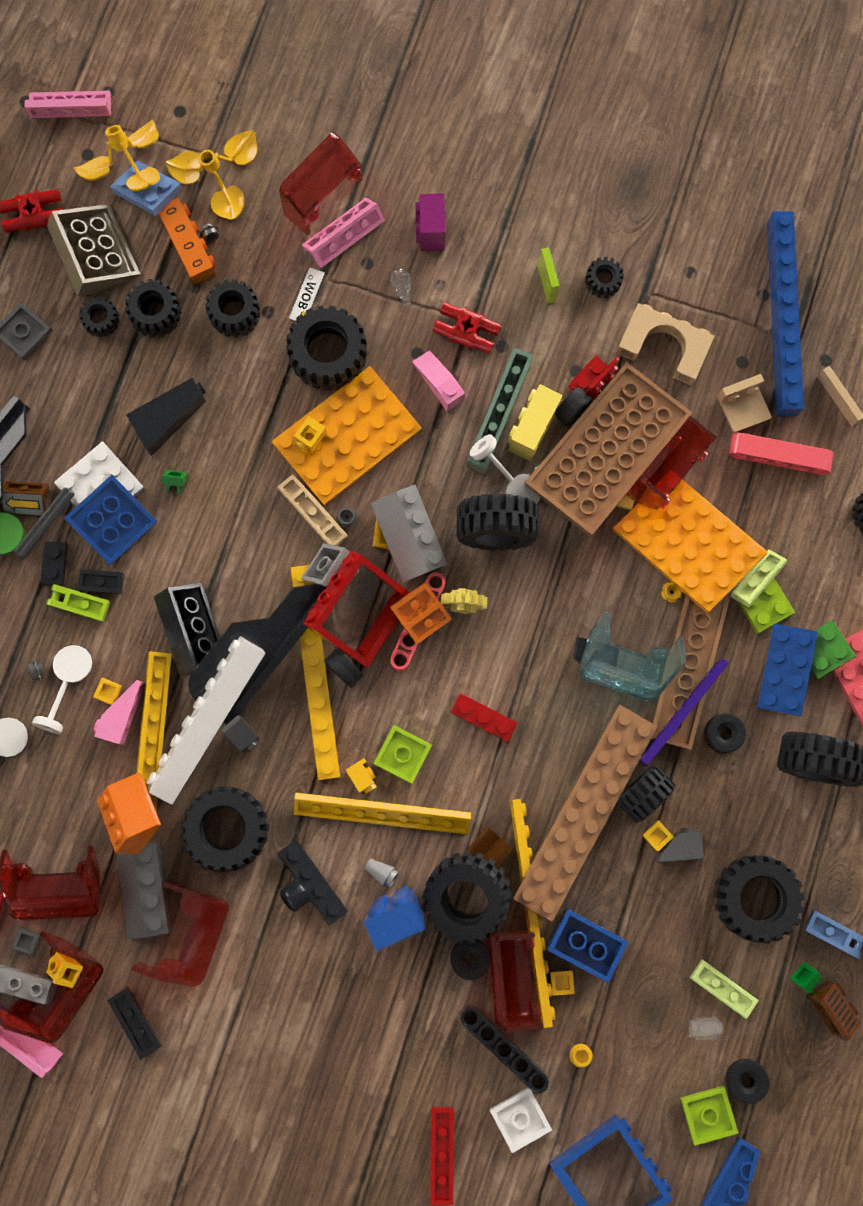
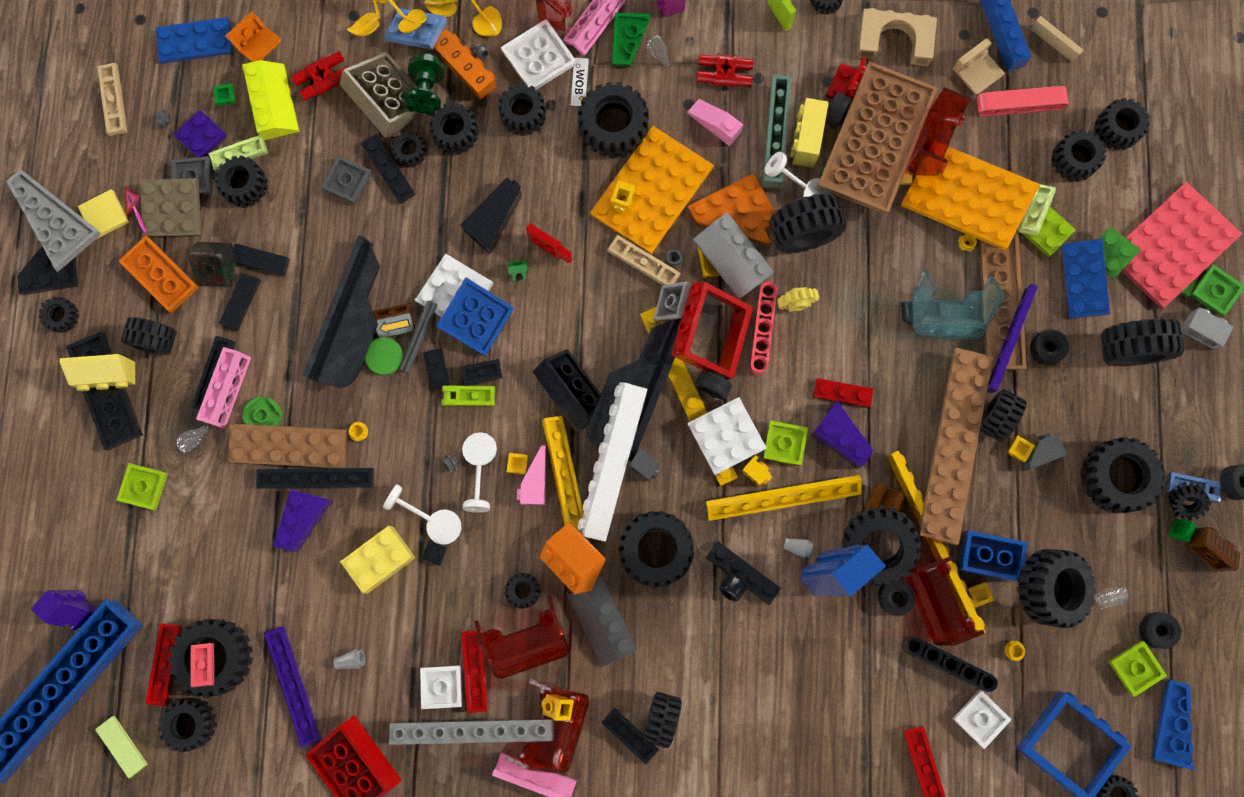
camera: 10 degrees left, 0 degrees up
(26, 941) = (515, 694): dark grey tile -> none
(71, 331) = (388, 169): none -> black plate
(82, 831) = (511, 595): none -> black tyre
(141, 239) = (426, 71): none -> dark green piece
(170, 1017) = (662, 720): none -> black tyre
(200, 944) = (666, 650): clear red windscreen -> none
(213, 462) = (548, 243): none -> red piece
(270, 254) = (538, 55): none -> white plate
(340, 728) = (726, 436): none -> white plate
(373, 261) = (628, 34): none -> green wing
(420, 613) = (765, 319): orange slope -> none
(439, 480) = (744, 203): none -> orange wing
(466, 765) = (842, 436): none -> dark purple wedge
(665, 1011) = (1075, 589): none -> black tyre
(724, 989) = (1116, 560): yellowish green tile -> none
(823, 959) = (1193, 510): none -> black tyre
(837, 523) = (1085, 143): none -> black tyre

